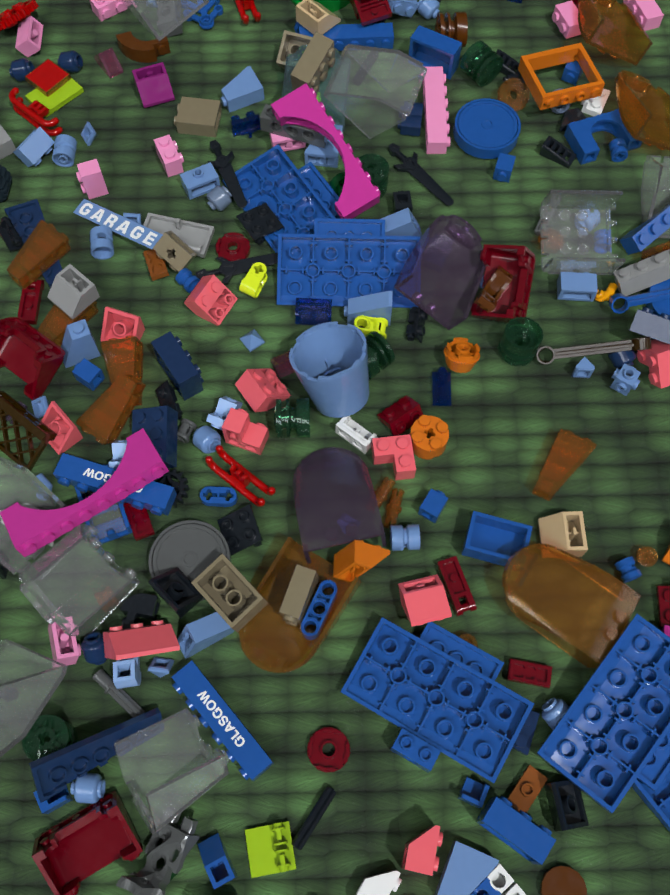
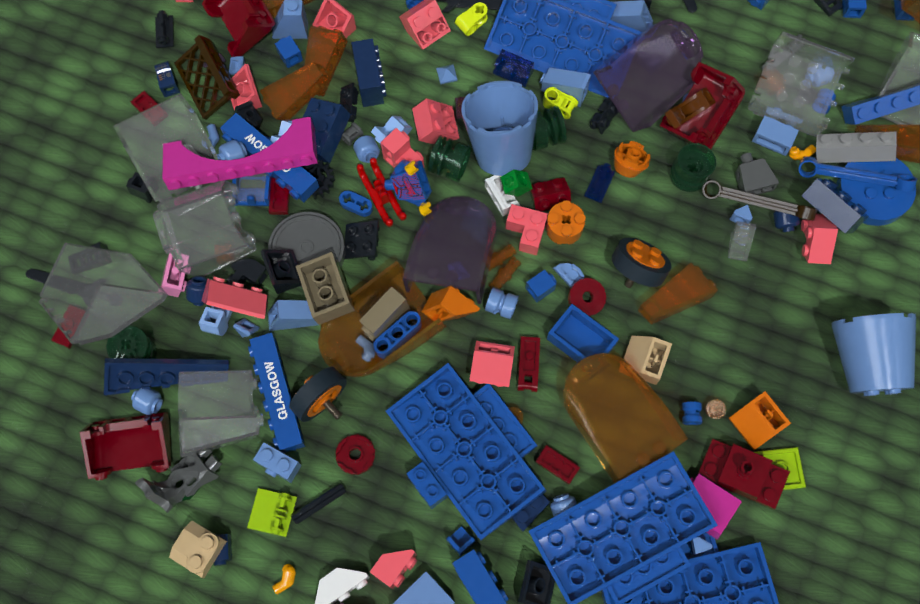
camera: 25 degrees right, 5 degrees up
(54, 802) = (116, 400): blue panel -> none
(73, 448) = (249, 114): none -> black brick
(76, 492) = (231, 150): none -> medium blue head
(118, 695) = (202, 337): dark grey axle -> none
(216, 861) = (224, 503): blue slope -> none
(254, 794) = (277, 463): none -> medium blue brick
(267, 457) = (411, 184): none -> blue torso
(269, 704) = (318, 394): none -> black wheel
(295, 634) = (369, 351): none -> sand blue arm
(366, 417) = (516, 183): none -> green brick
(457, 484) = (569, 273): none -> medium blue plate
(487, 490) = (597, 293): none -> dark red tile
(517, 447) = (641, 262): none -> black wheel
(527, 789) = (508, 559): dark orange plate -> none
(576, 328) = (755, 175): none -> dark grey torso
(593, 391) = (741, 241): none -> clear slope
(618, 152) = (887, 15): blue wheel -> none
(625, 379) = (778, 241): medium blue brick -> none

